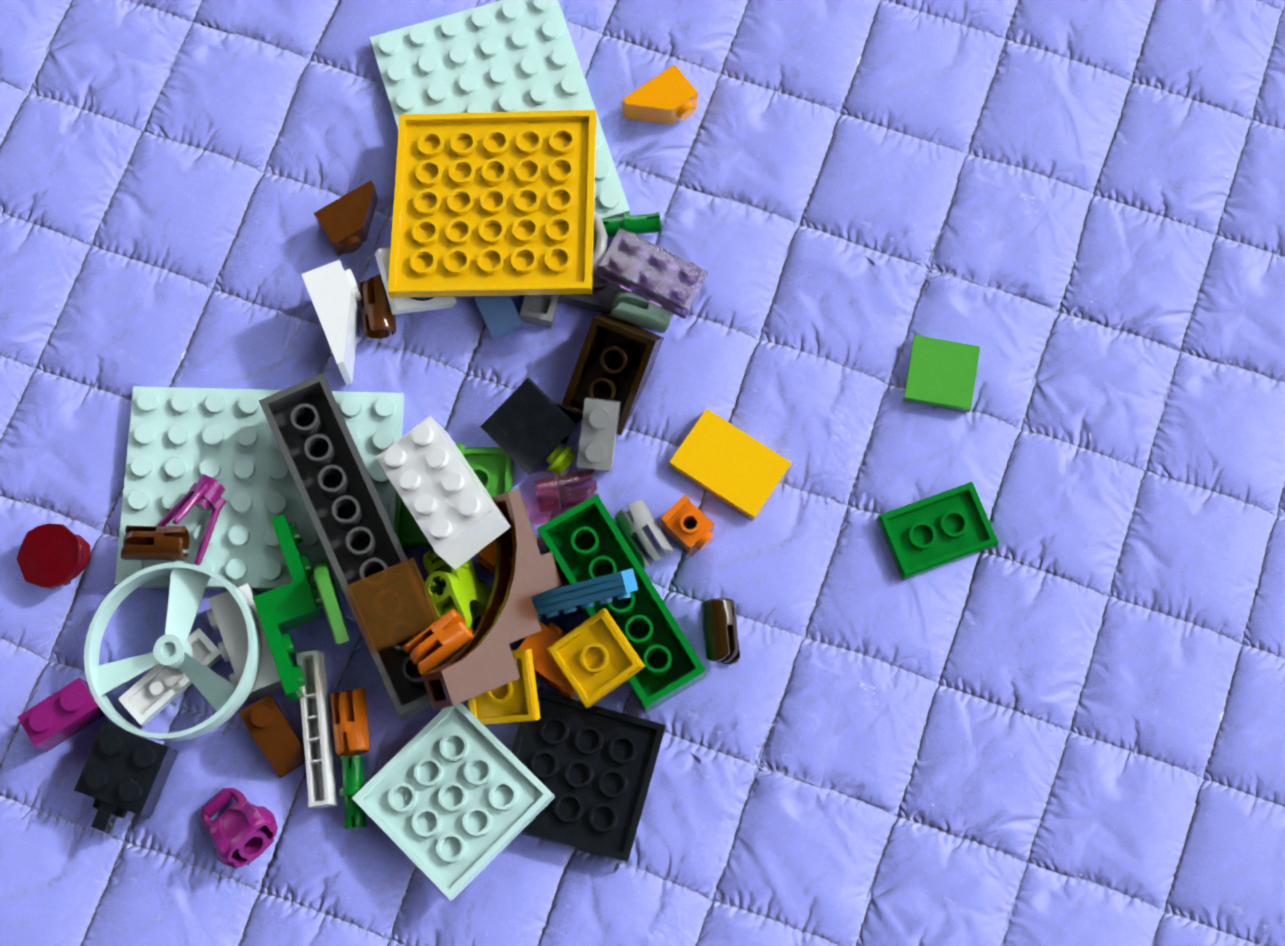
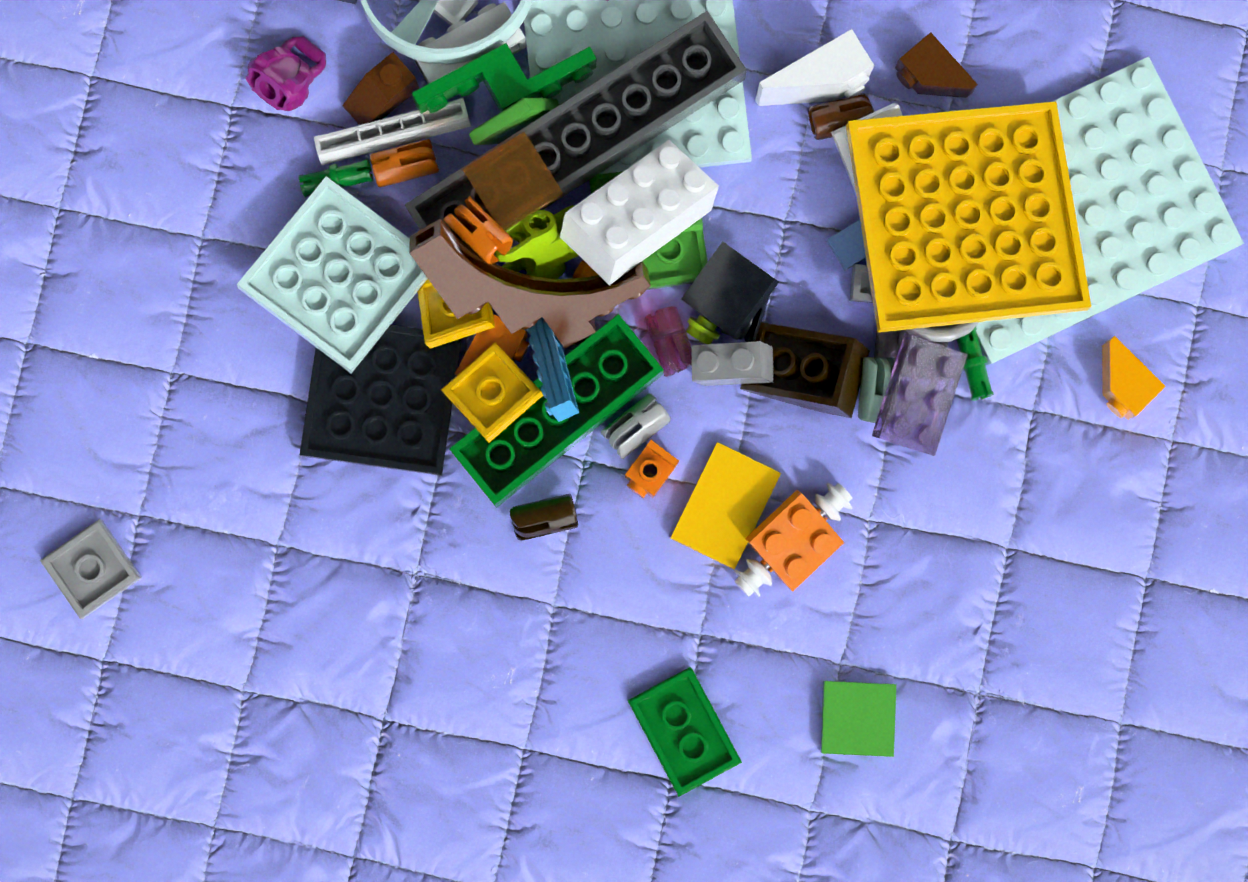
camera: 80 degrees right, 10 degrees up
(771, 404) = (794, 540): none -> orange plate

